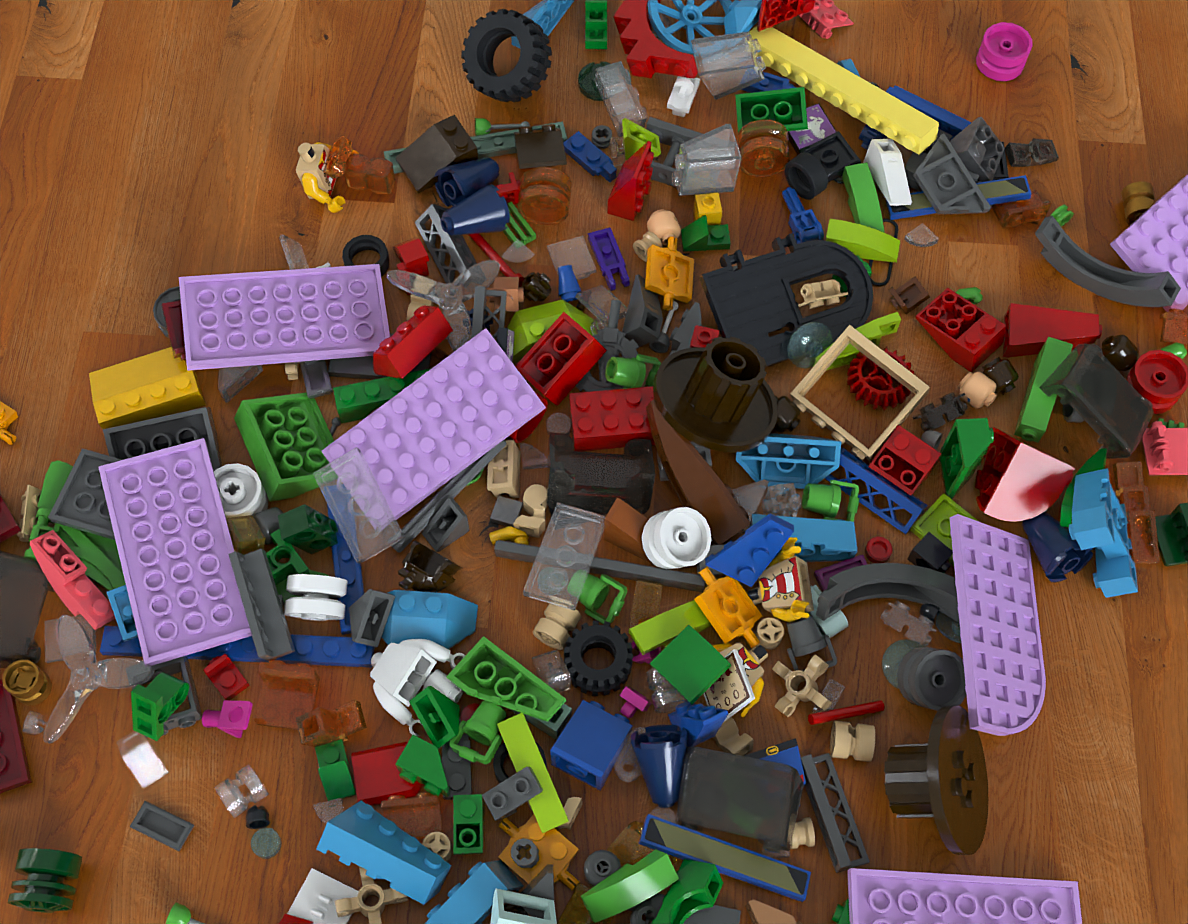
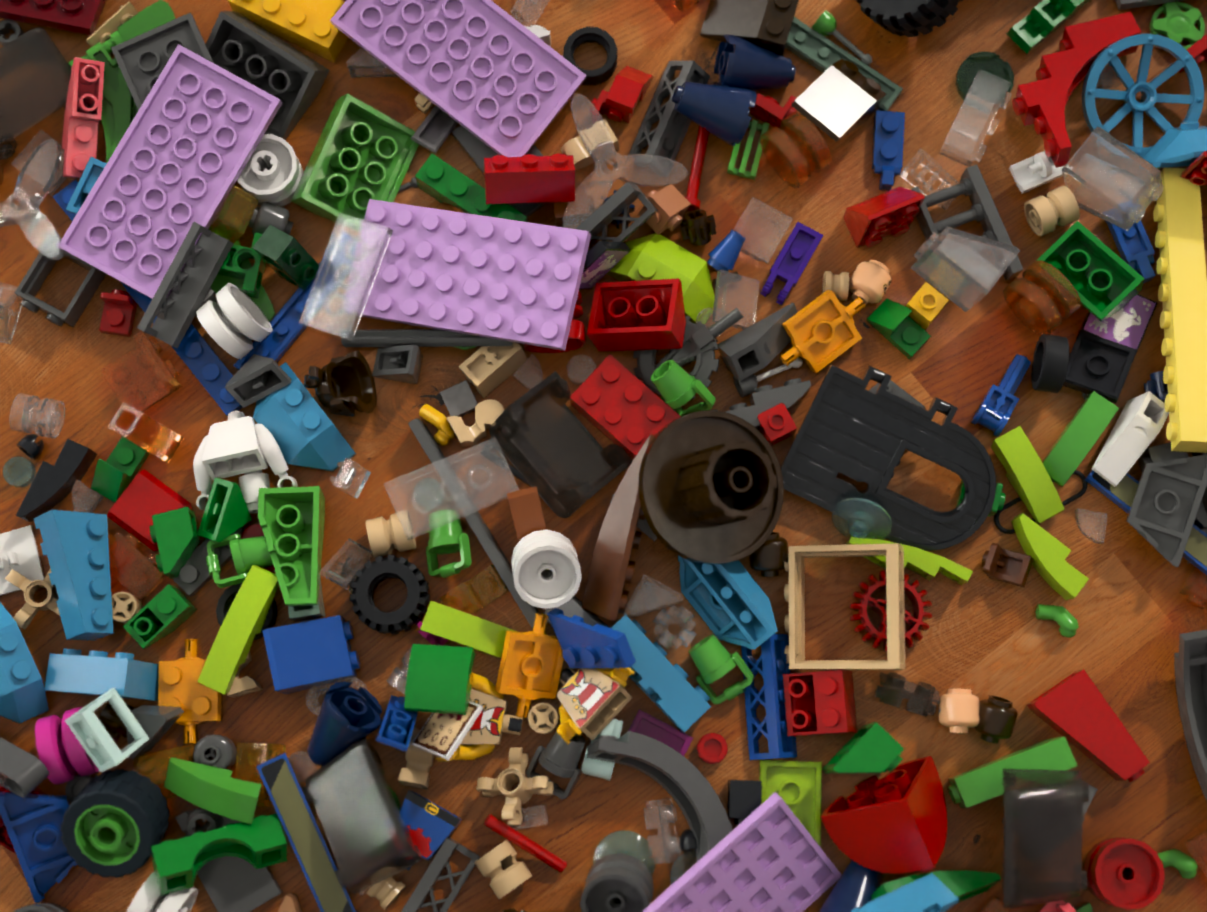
camera: 50 degrees right, 15 degrees up
(156, 704) = (38, 286): green tile -> none
(231, 719) = (83, 349): dark pink bracket -> none
(300, 817) = (56, 481): none -> black slope
(493, 618) = (350, 478): none -> clear tile
(512, 793) = (206, 629): dark grey bracket -> none
(518, 252) = (721, 178): clear tile -> none
(524, 862) = (161, 679): dark grey bush -> none
(601, 131) = (926, 132): dark grey bush -> none
(634, 701) = (381, 656): dark pink tile -> none
(636, 136) = (937, 180): lime slope -> none
(713, 107) = (1056, 208): none -> tan wheel
(817, 293) = (912, 484): tan hinge -> none
(923, 266) = (1049, 557): none -> lime slope
(932, 438) = (868, 708): light grey hinge -> none
(962, 329) = (1014, 643): red slope -> none
(1120, 352) = (1126, 813): dark brown head -> none

